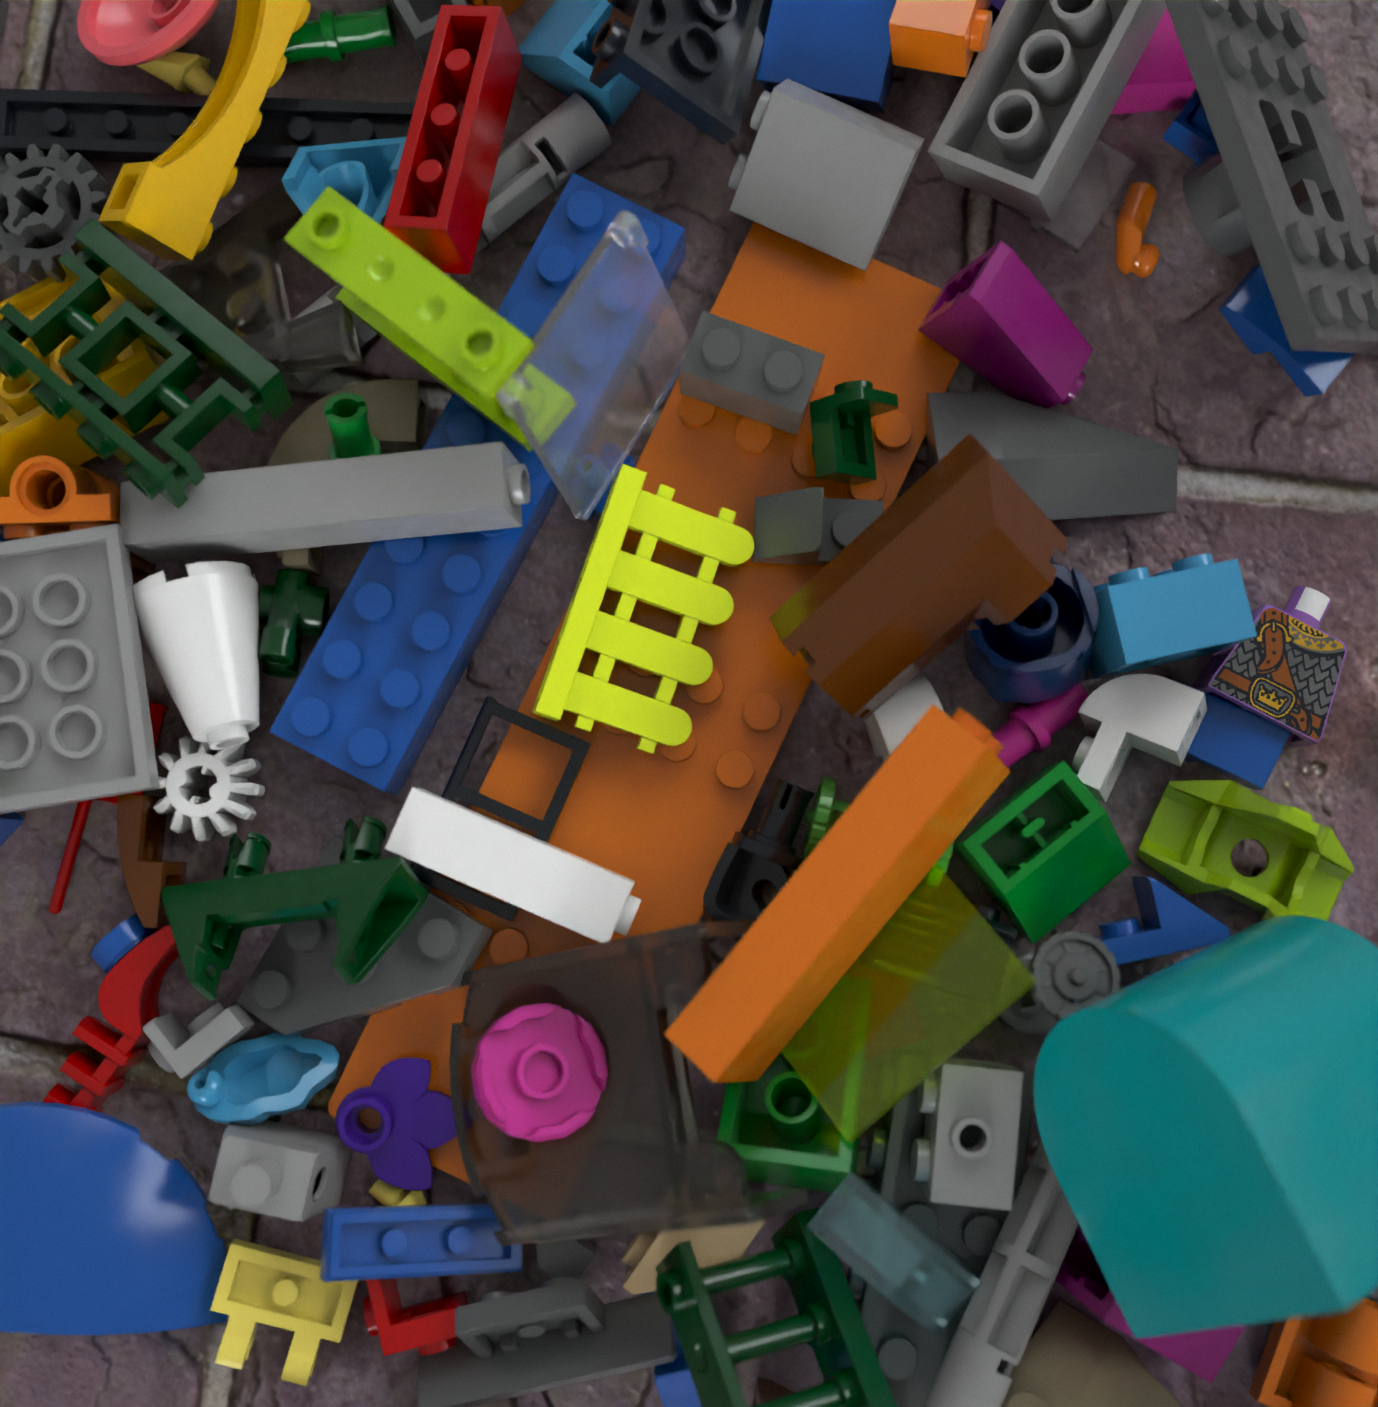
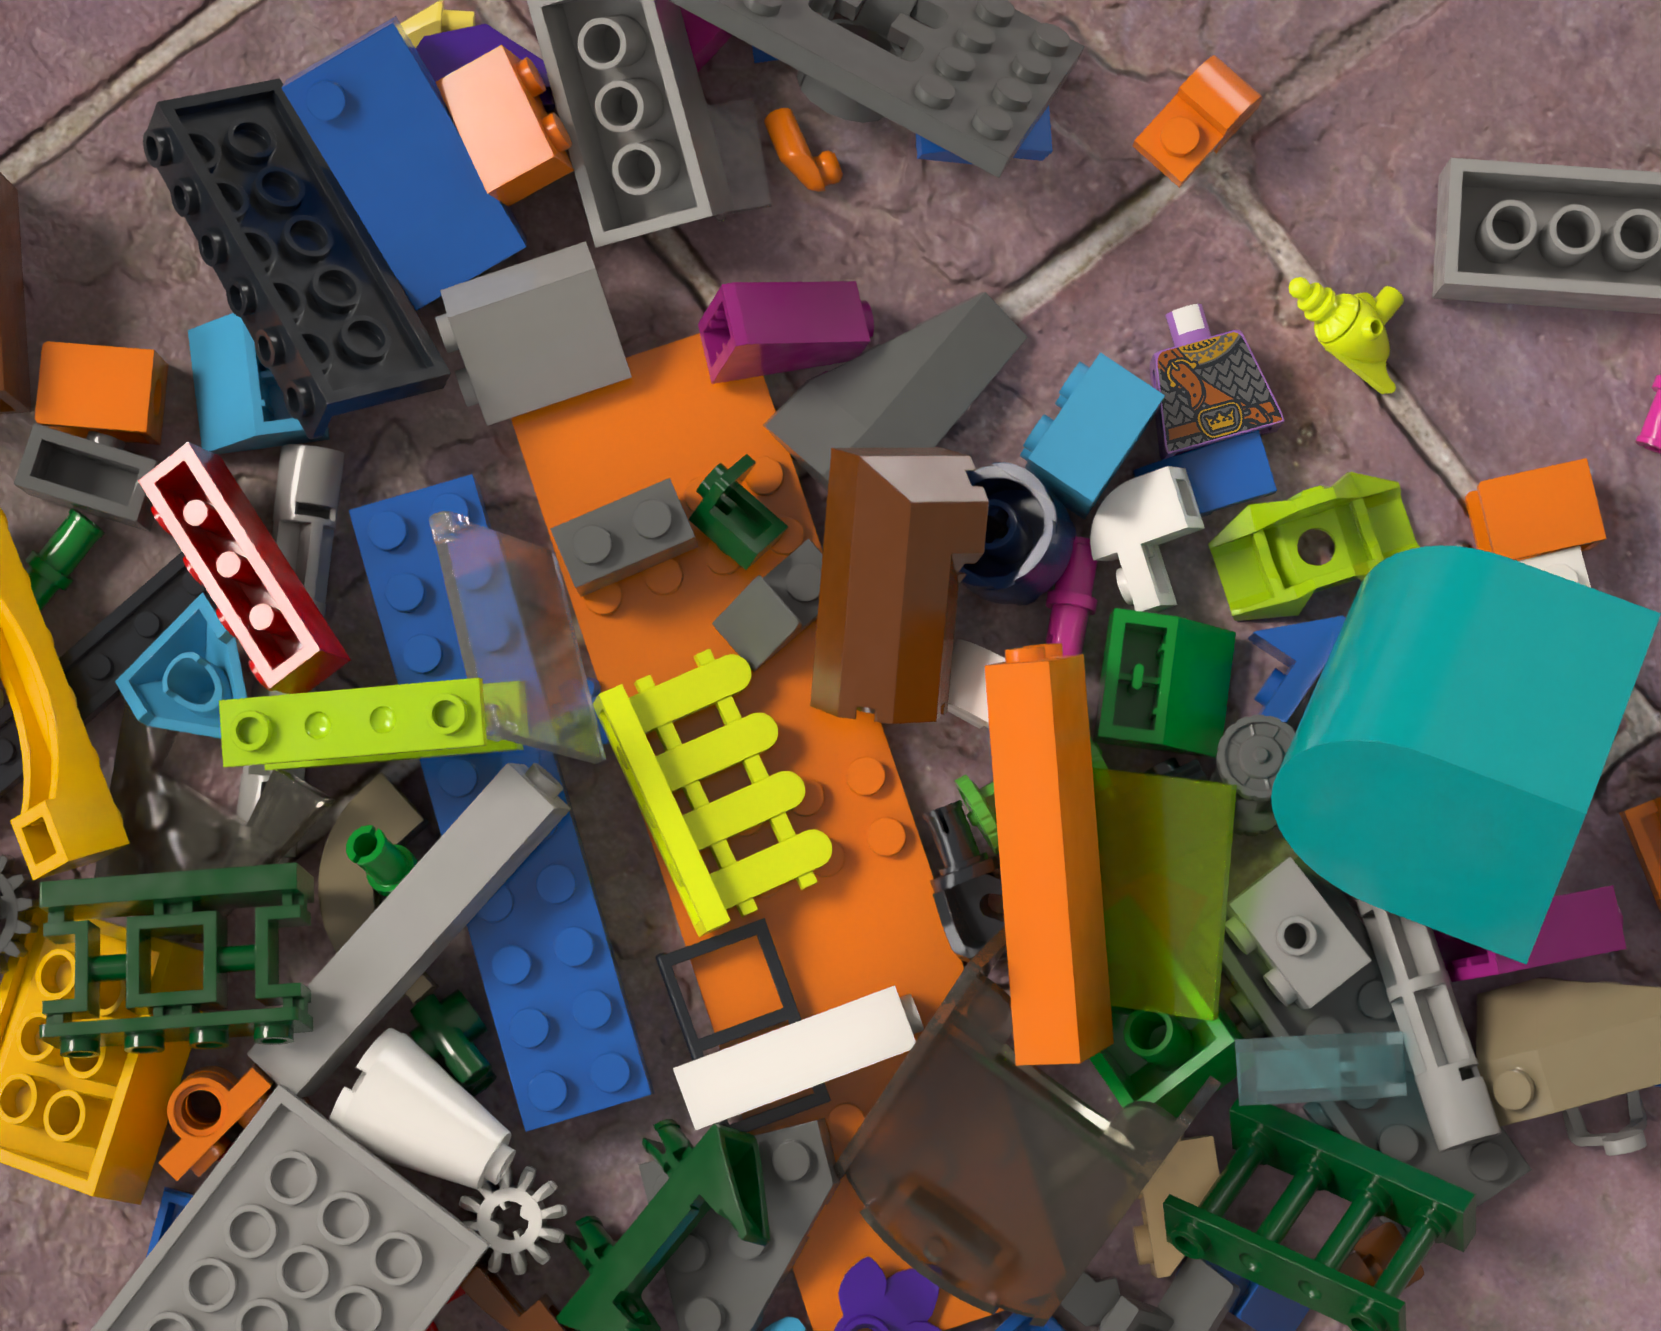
camera: 45 degrees left, 0 degrees up
(539, 1072) = (954, 1182): dark pink tile -> none

